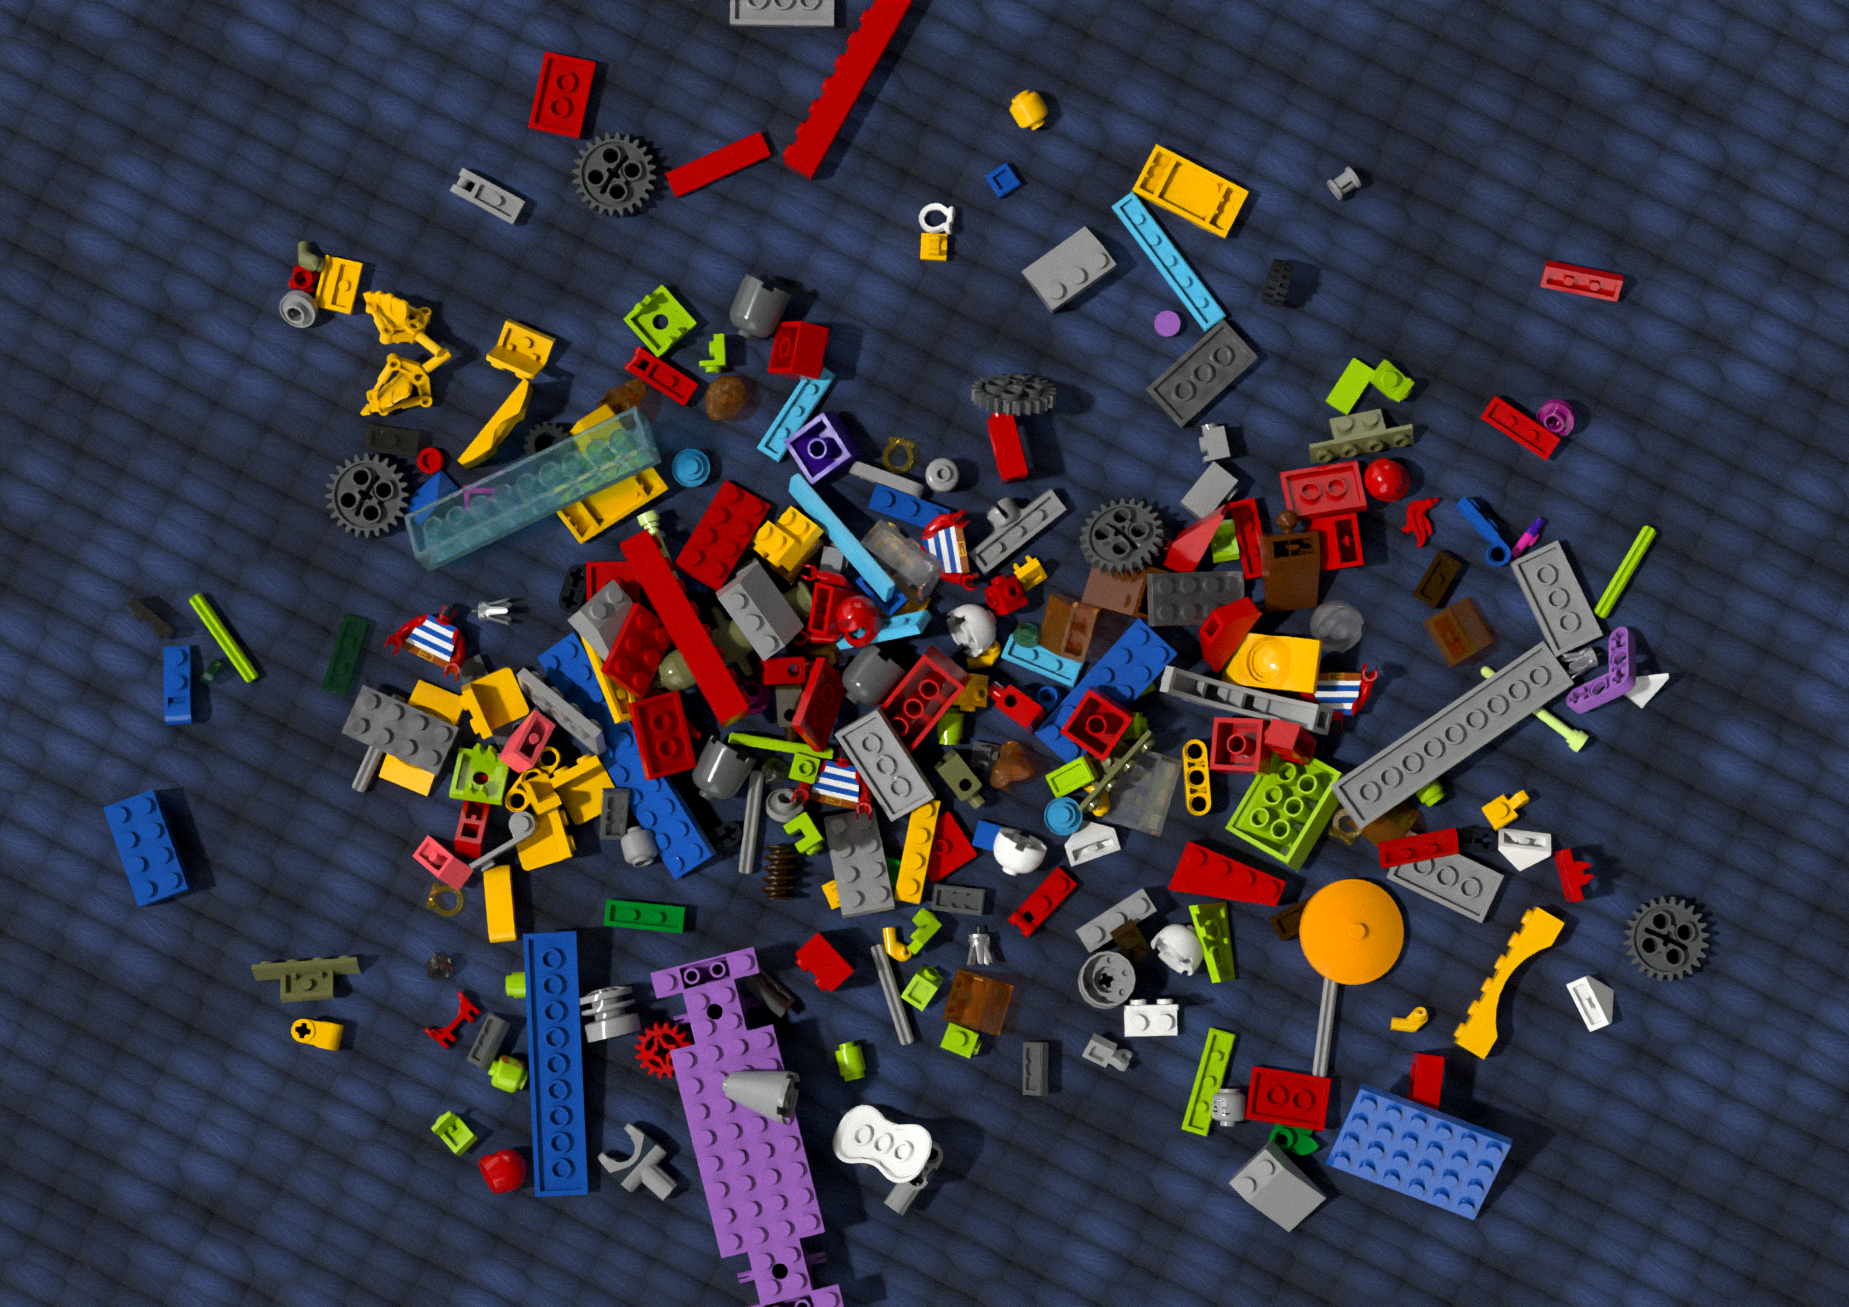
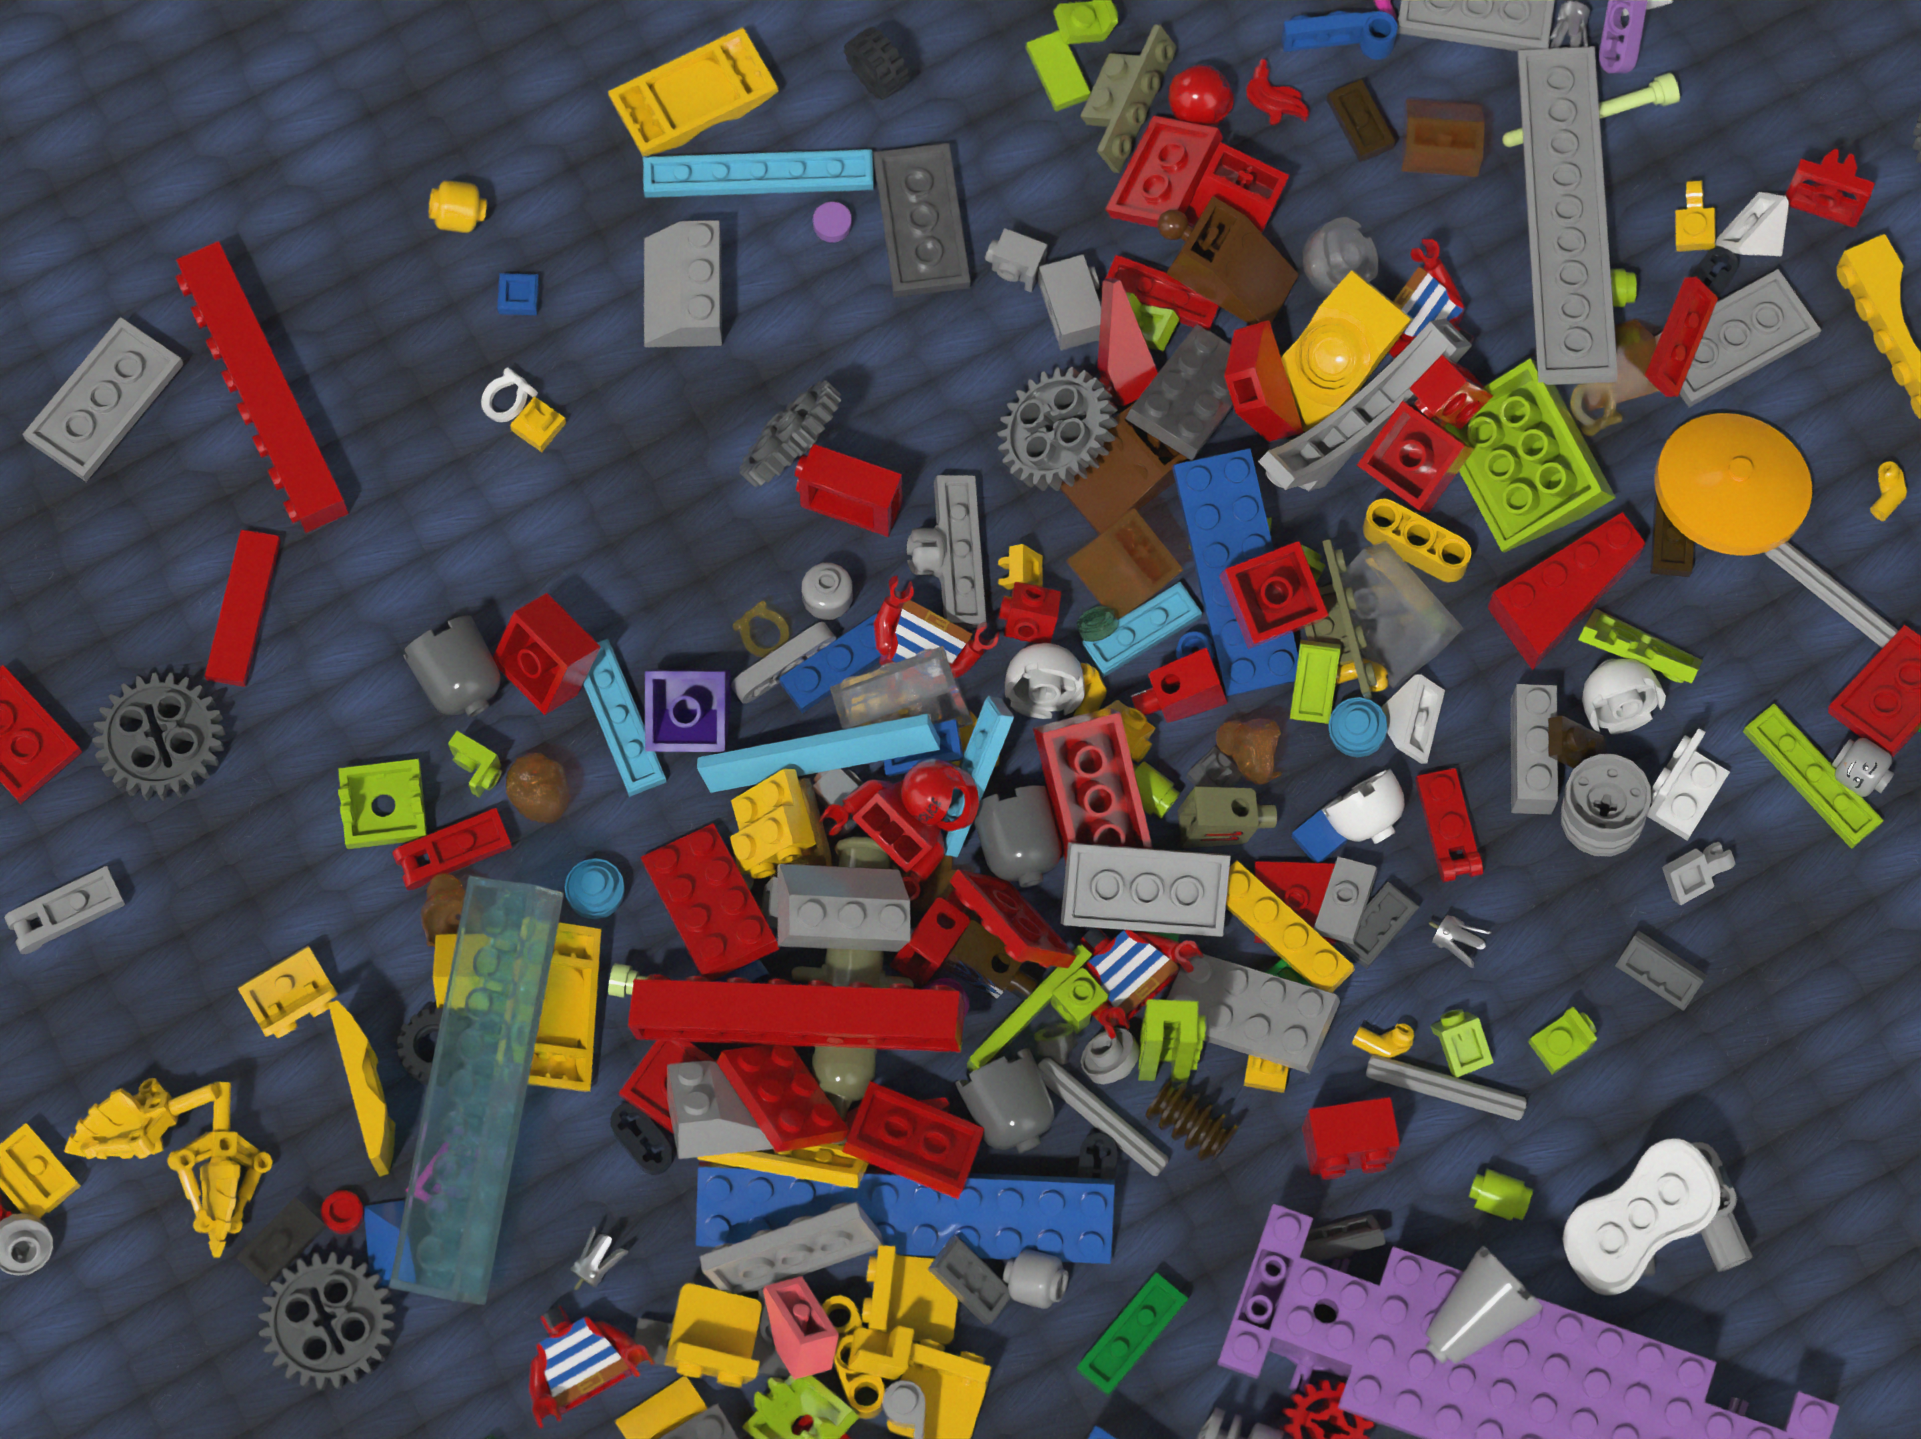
camera: 60 degrees left, 15 degrees down
(927, 927) = (1389, 984): lime bracket -> none
(957, 874) = (1345, 900): none -> light grey plate
(977, 1002) = (1527, 985): clear orange slope -> none

